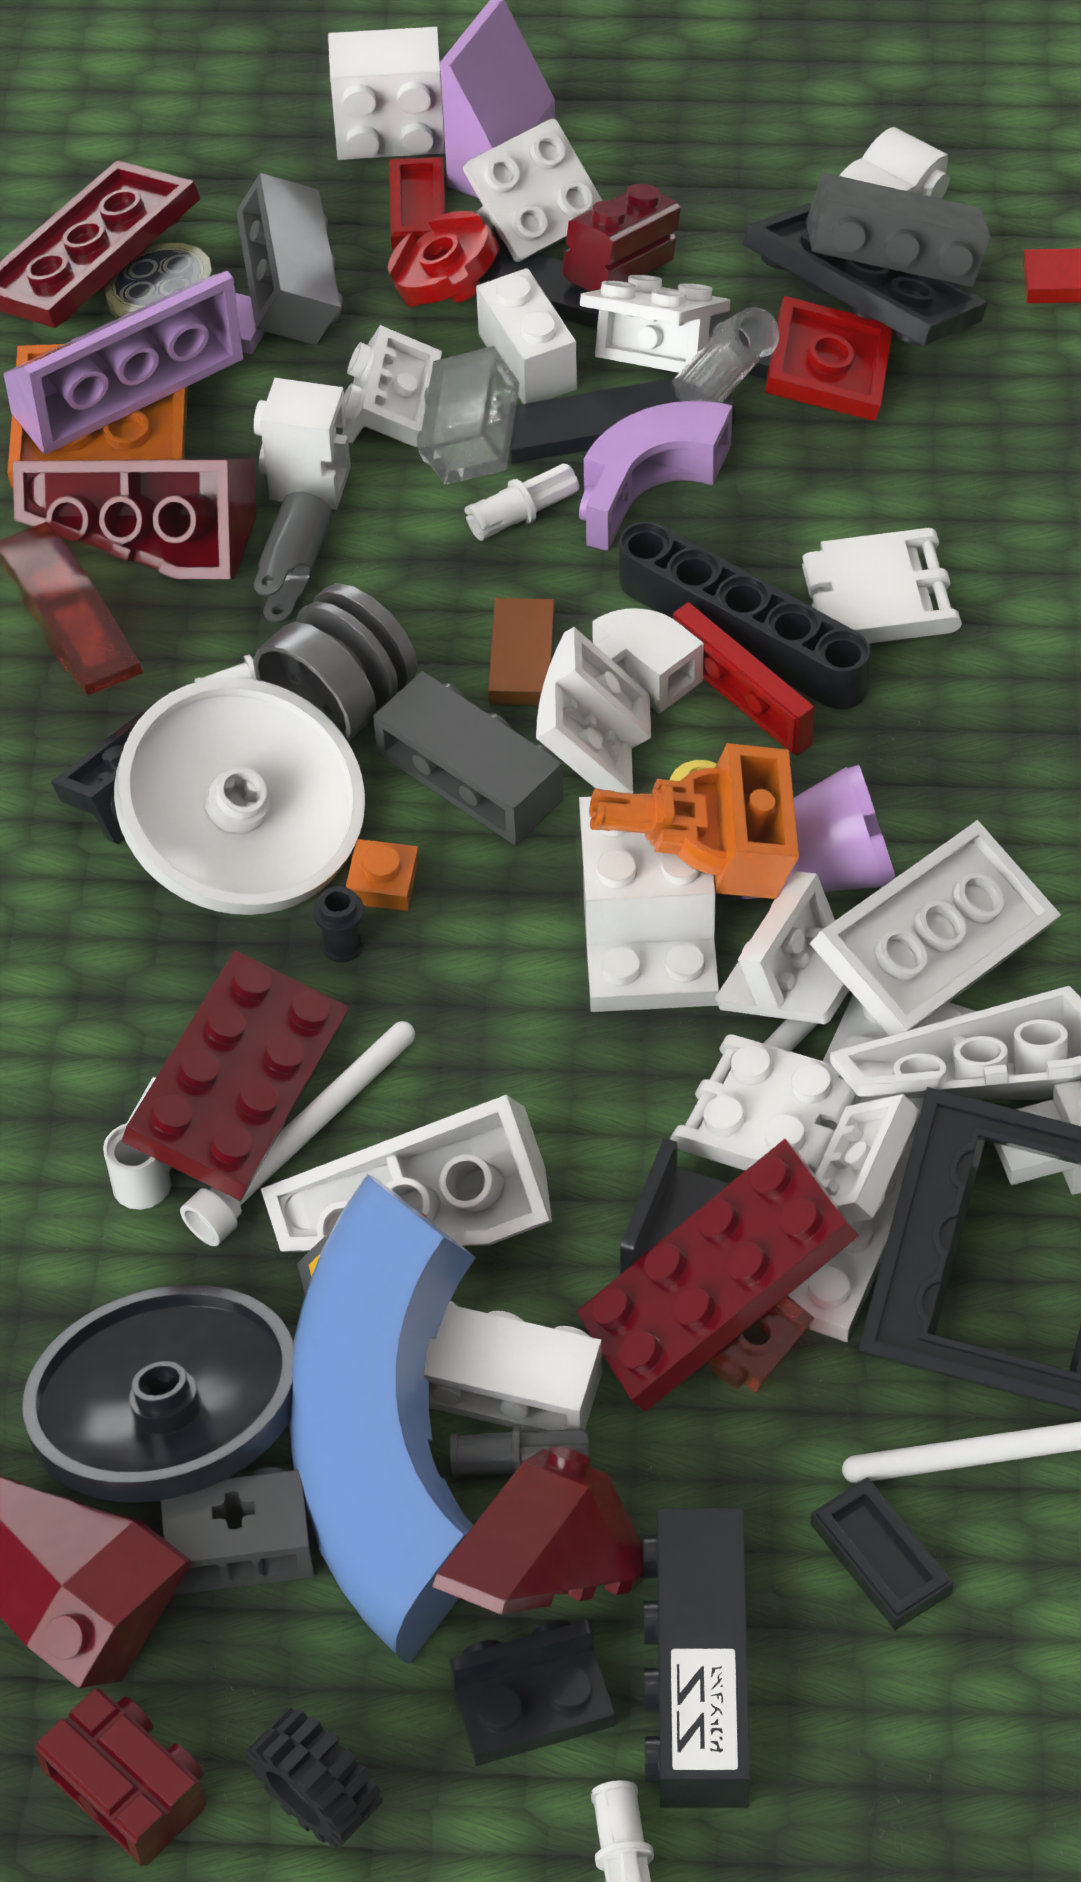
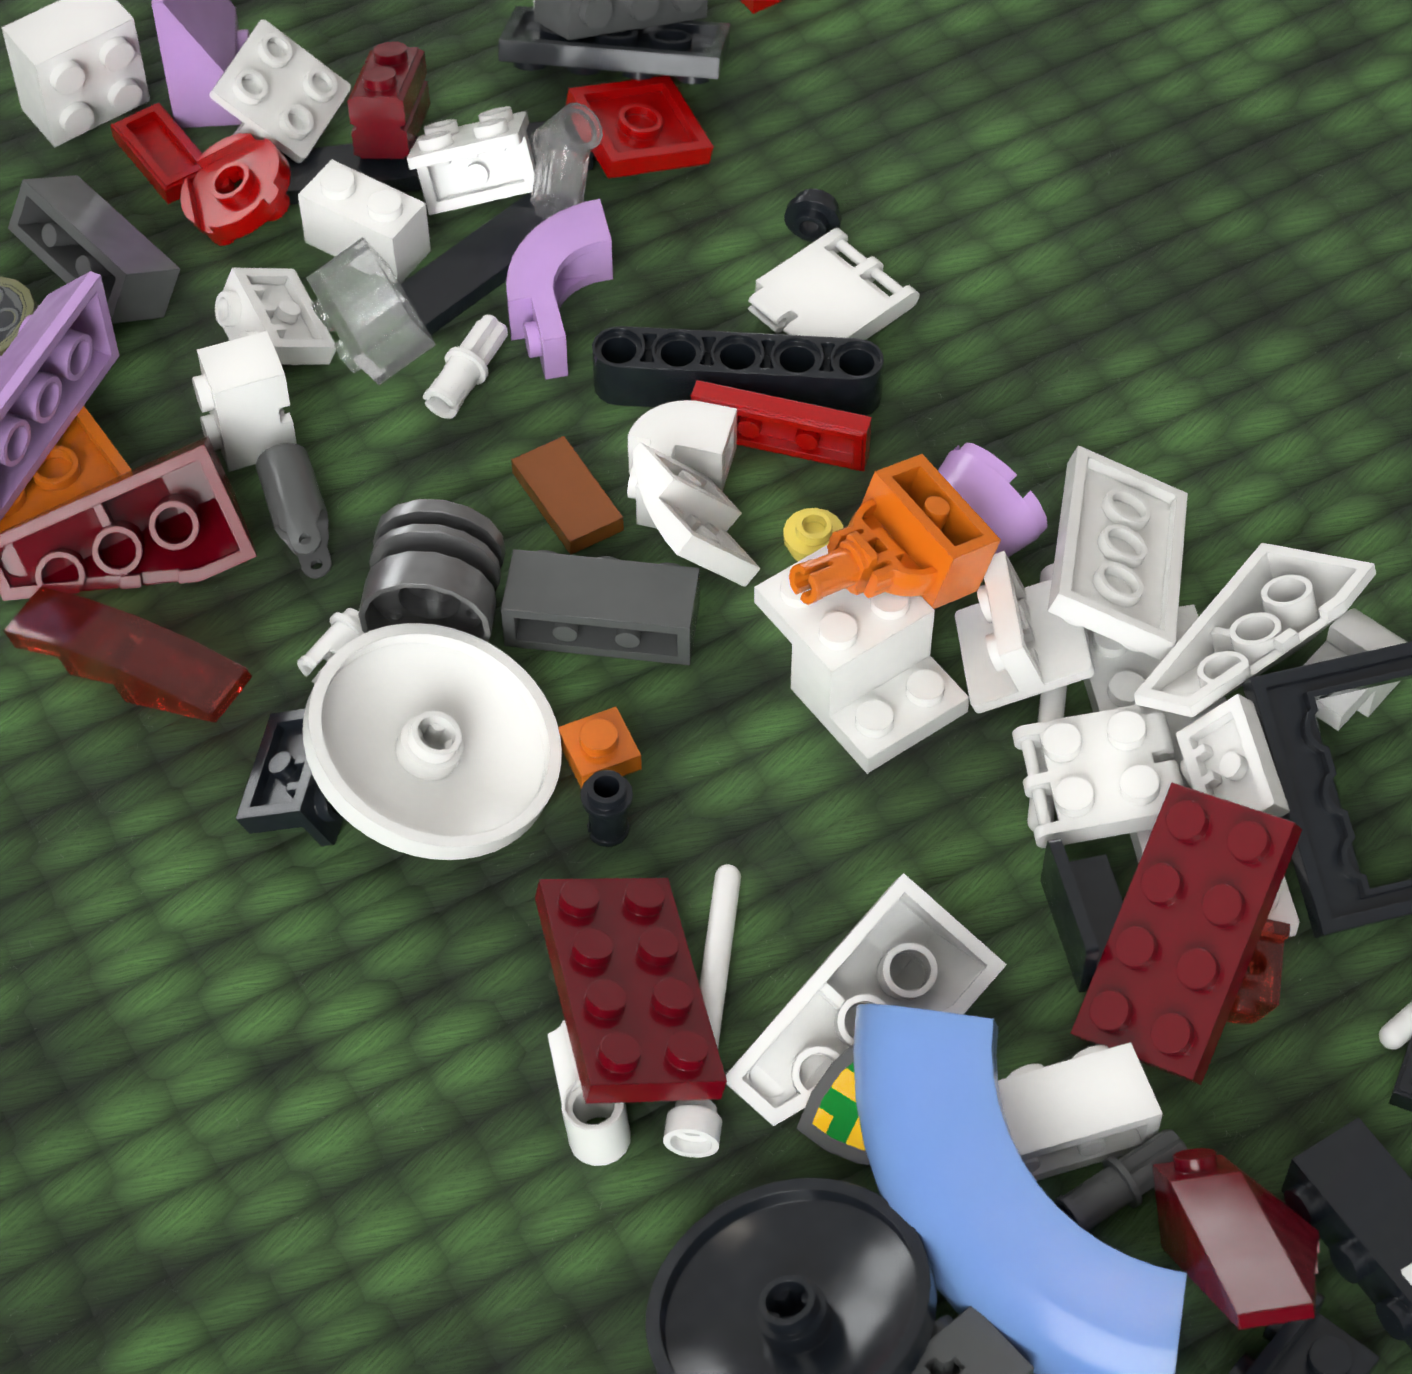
camera: 35 degrees left, 0 degrees up
(921, 506) = (812, 214): none -> black plate

